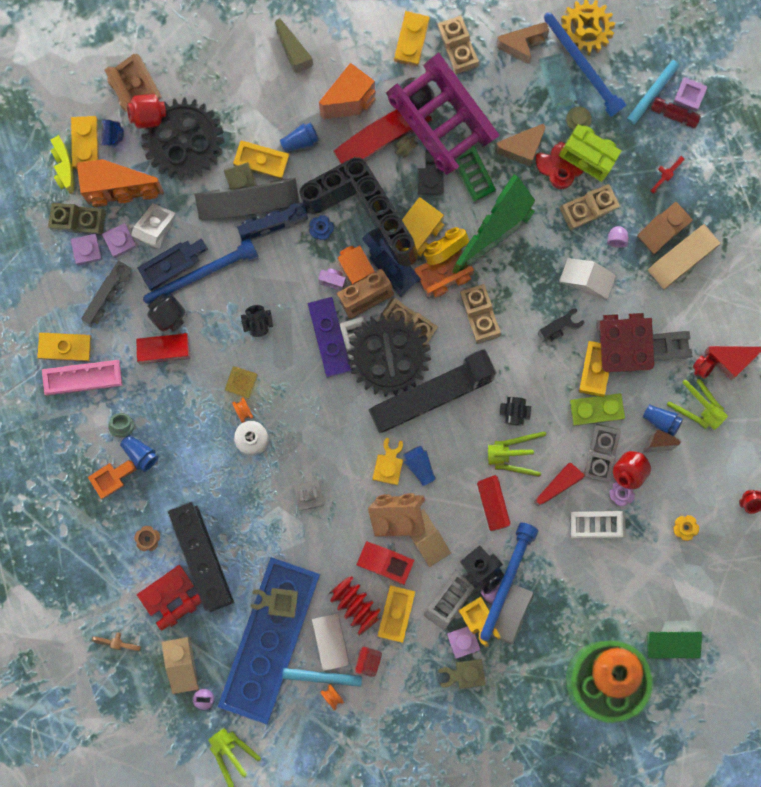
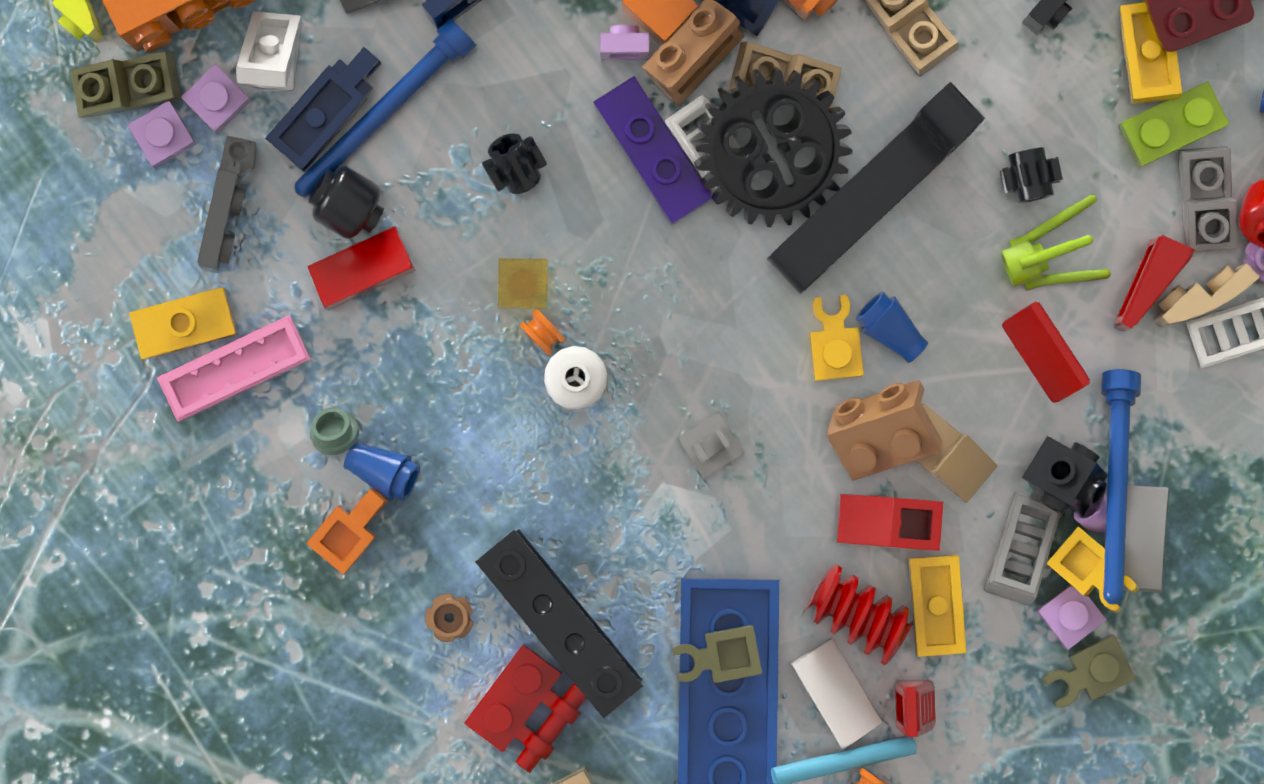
camera: 15 degrees left, 5 degrees up
(574, 502) = (1195, 301): none -> tan slope

